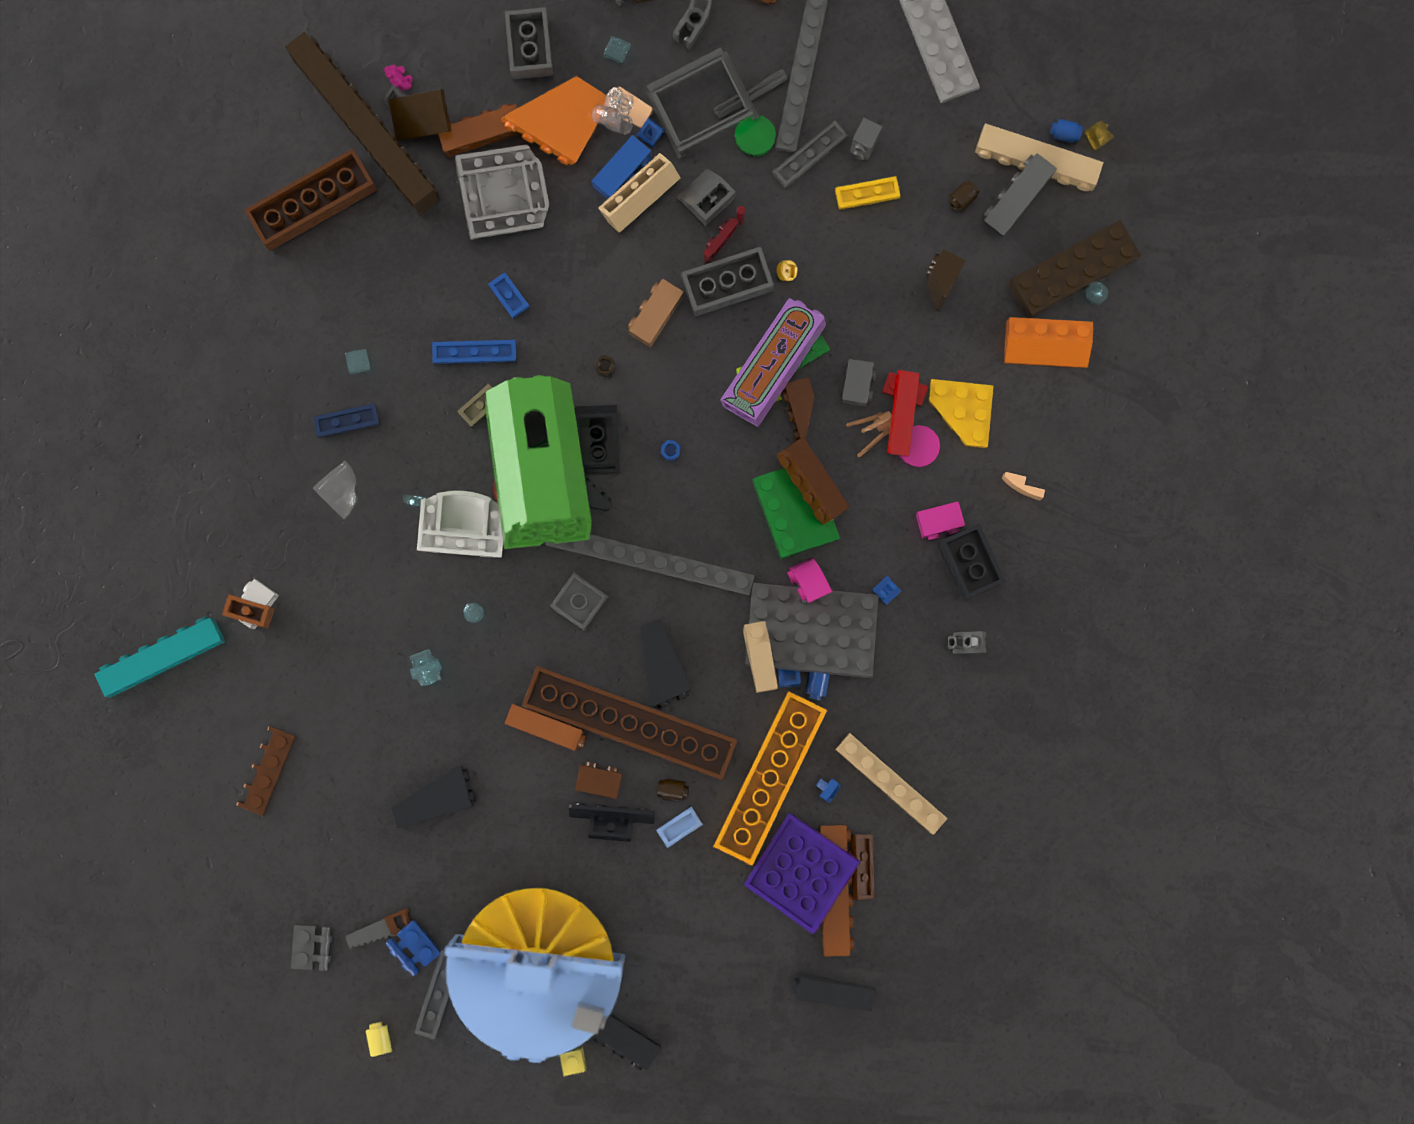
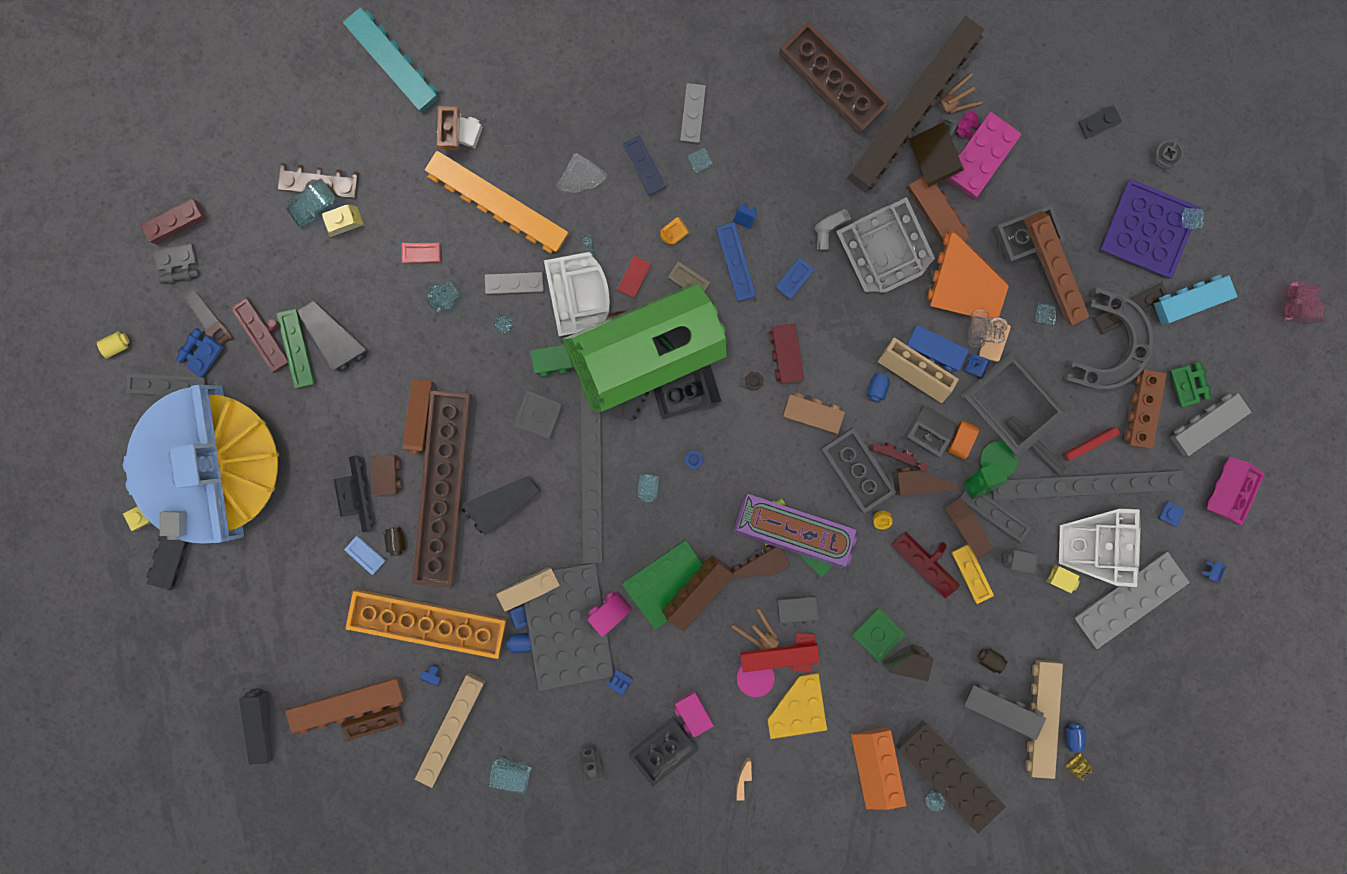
camera: 75 degrees right, 5 degrees up
(264, 937) = (173, 221): none -> brick
(285, 782) = (310, 202): none -> clear light blue brick
(306, 356) = (692, 113): none -> light grey plate
(314, 755) = (342, 219): none -> light yellow torso
(341, 585) = (497, 202): none -> light orange brick
(370, 89) = (950, 102): none -> medium nougat plant
(373, 681) = (421, 252): none -> tile
(411, 875) = (260, 334): none -> plate
(425, 407) = (674, 232): none -> light orange plate
(429, 329) = (745, 215): none -> blue tile
(432, 590) = (514, 283): none -> light grey plate
(434, 68) = (984, 154): none -> dark pink brick
(437, 842) = (295, 348): none -> green plate
(461, 462) = (634, 277): none -> red tile
(463, 247) = (827, 225): none -> light grey arm
(524, 570) = (550, 360): none -> green brick
(571, 22) = (1056, 267): none -> dark orange brick
(585, 324) = (786, 353): none -> dark red brick
(646, 238) = (878, 387): none -> blue brick
(686, 503) = (648, 487): none -> clear light blue brick
(725, 165) = (963, 439): none -> orange beam
(755, 221) = (916, 482): none -> reddish brown slope
(764, 37) = (1090, 444): none -> red tile
(773, 152) = (985, 481): none -> green brick
(802, 873) = (351, 673): dark purple plate -> none
(817, 183) = (968, 528): none -> reddish brown slope
(845, 237) = (926, 563): none -> dark red plate
(873, 51) = (1104, 546): none -> white wedge
(897, 101) = (1063, 579): none -> light yellow brick
(906, 306) = (878, 634): none -> green tile
(957, 733) = (509, 776): none -> clear light blue brick

